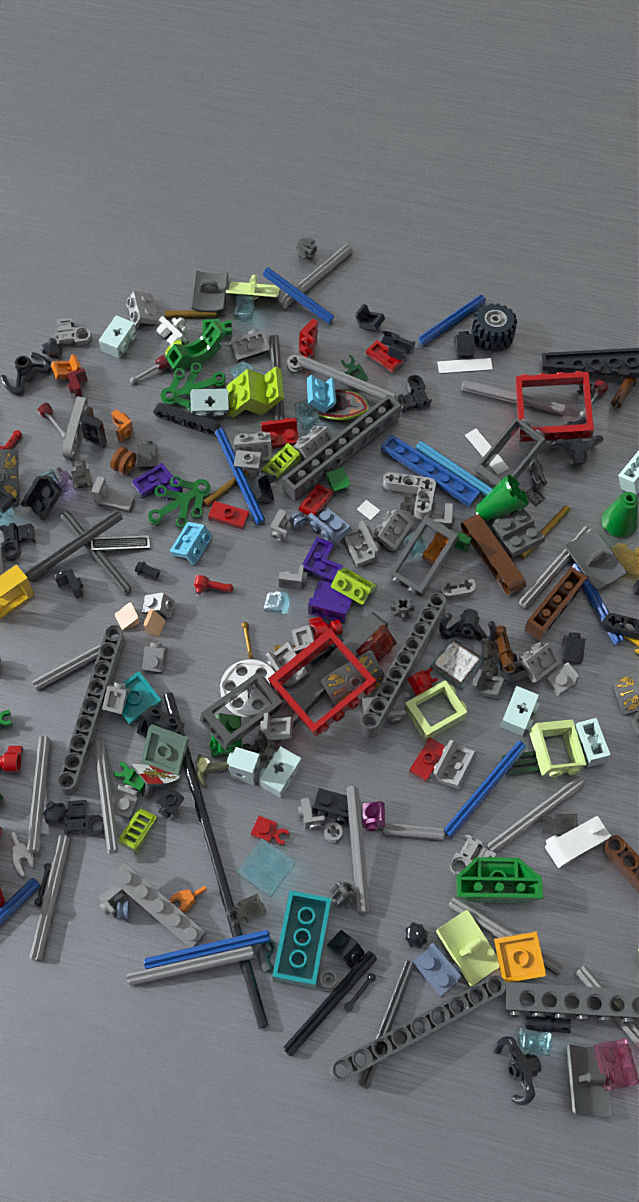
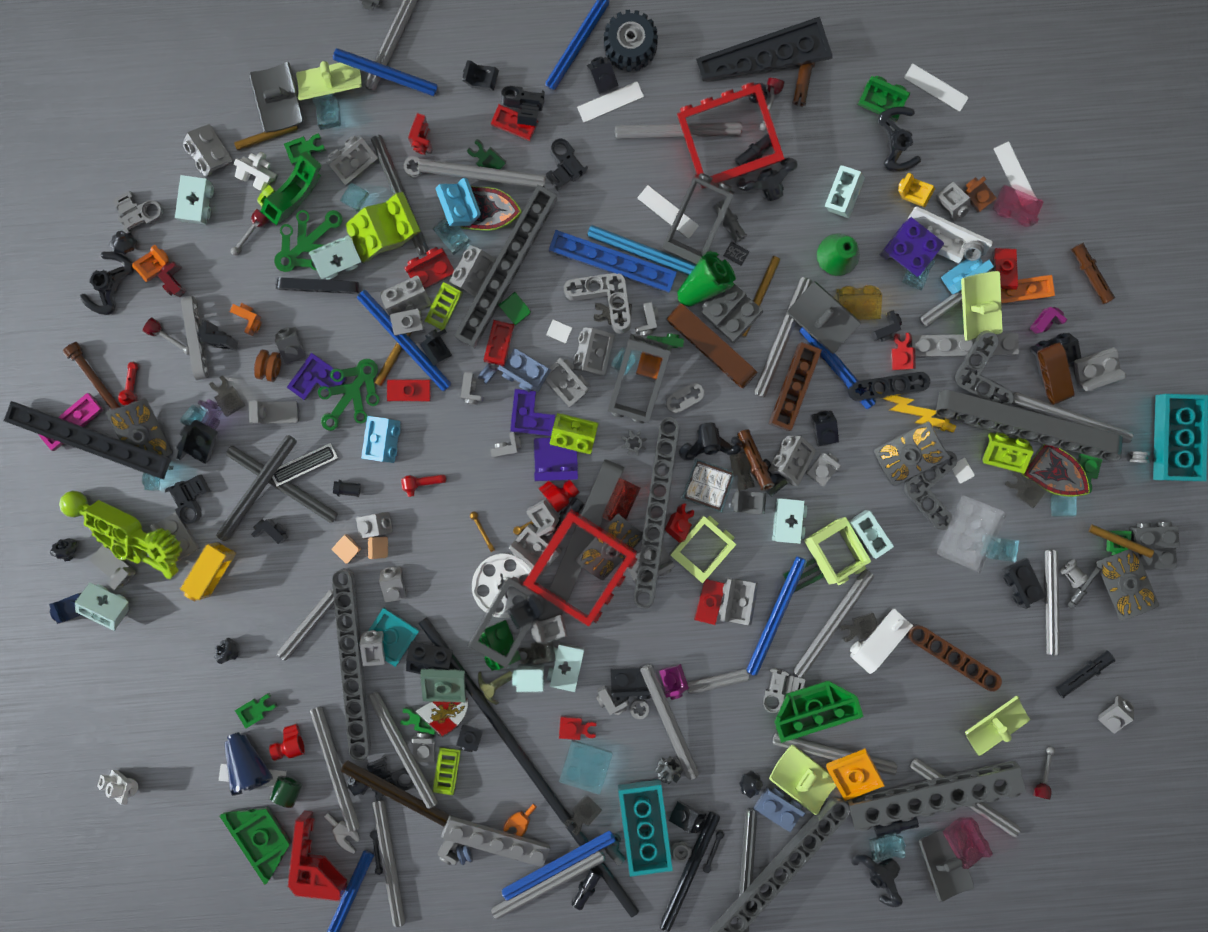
camera: 20 degrees left, 25 degrees up
(82, 828) = (394, 793): none -> dark brown axle
(225, 982) = (592, 878): none -> black pin
(263, 701) = (526, 611): none -> black bracket
(277, 602) = (498, 478): clear light blue slope -> none

